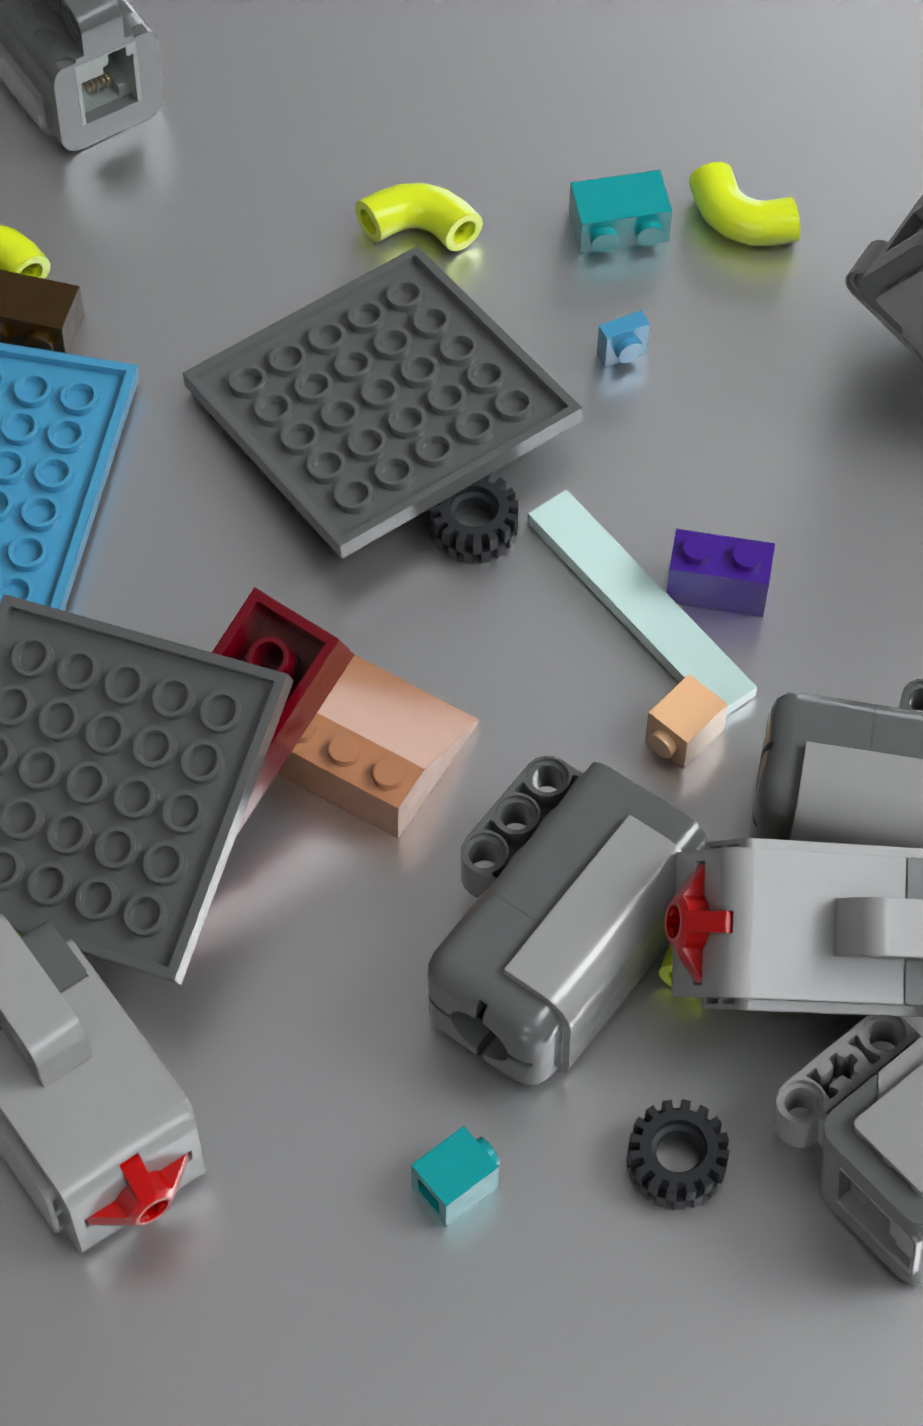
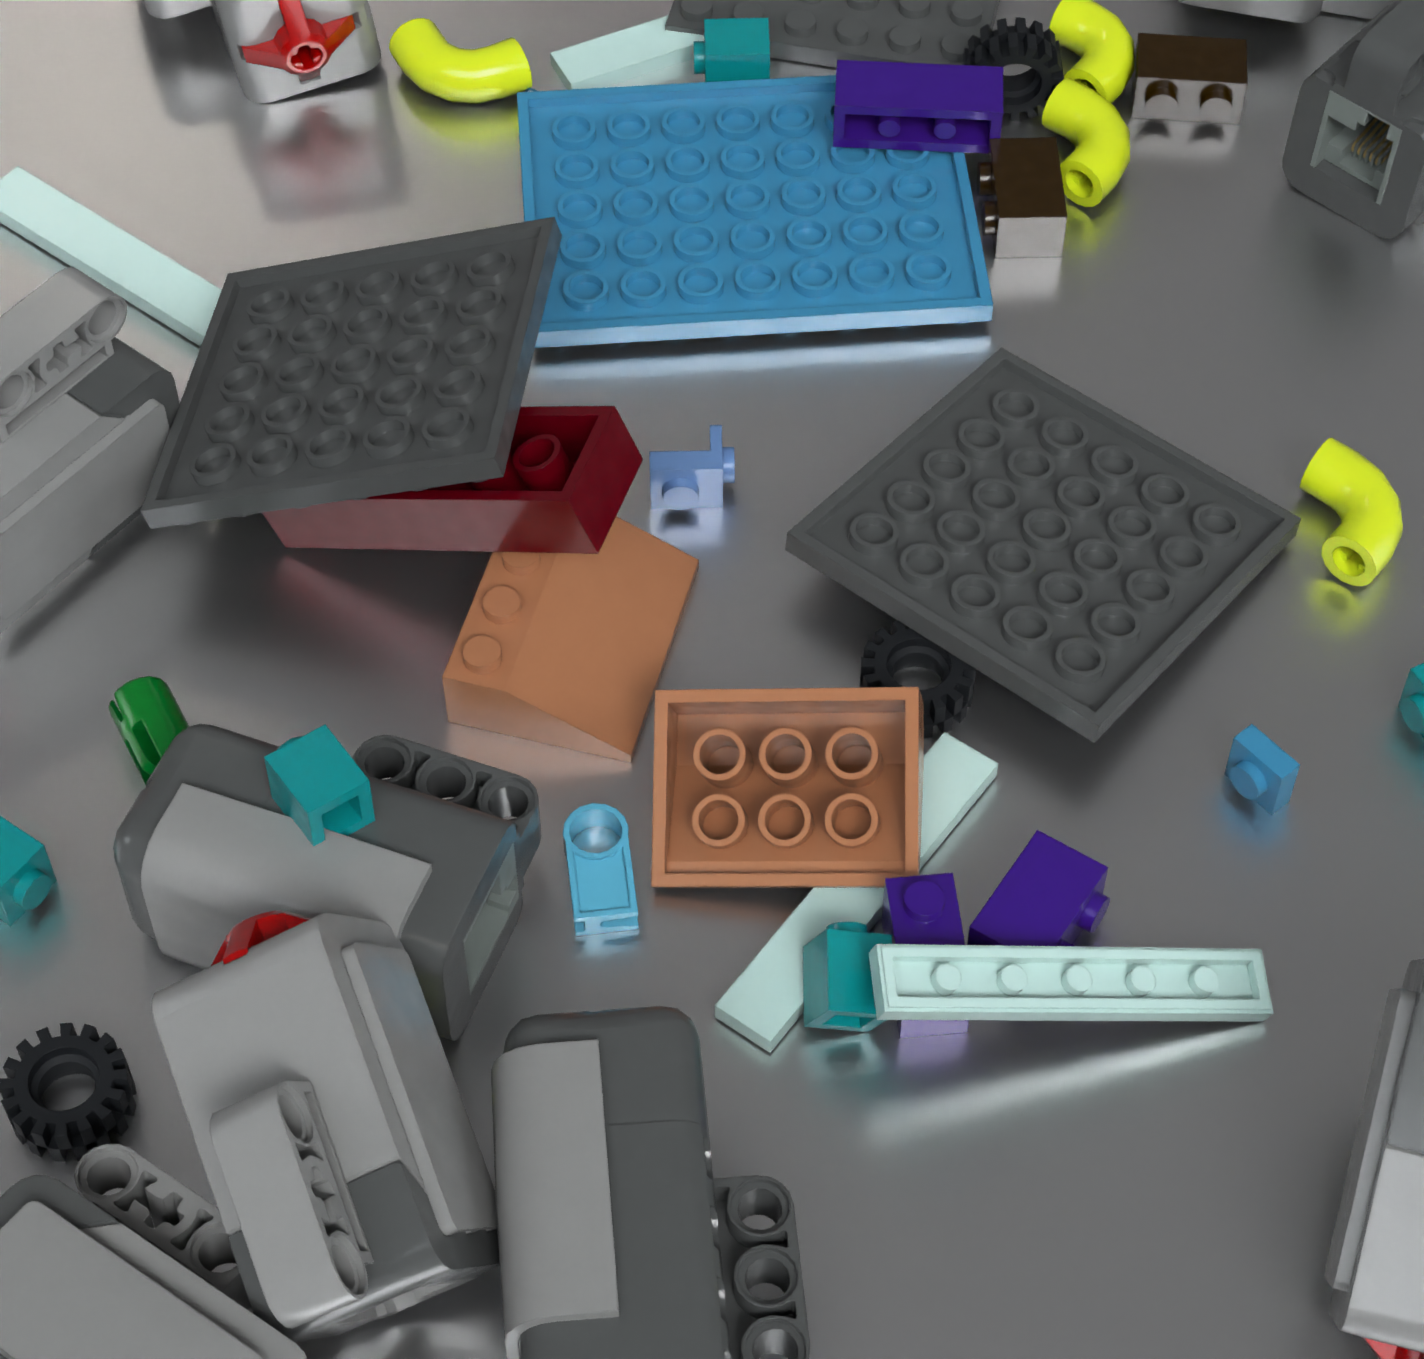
camera: 75 degrees right, 5 degrees down
(225, 590) = (691, 477): none -> medium blue bracket
(362, 1038) = (146, 720): none -> green arm
(548, 867) = (319, 785): none -> teal brick
(558, 616) = (787, 787): none -> nougat slope
(581, 749) = (603, 881): none -> medium azure piece
(685, 721) = (684, 966): light nougat brick -> none
(701, 496) = (1043, 898): none -> dark purple brick
(731, 620) = (839, 978): none -> teal brick
(778, 492) = (1068, 983): none -> light aqua tile

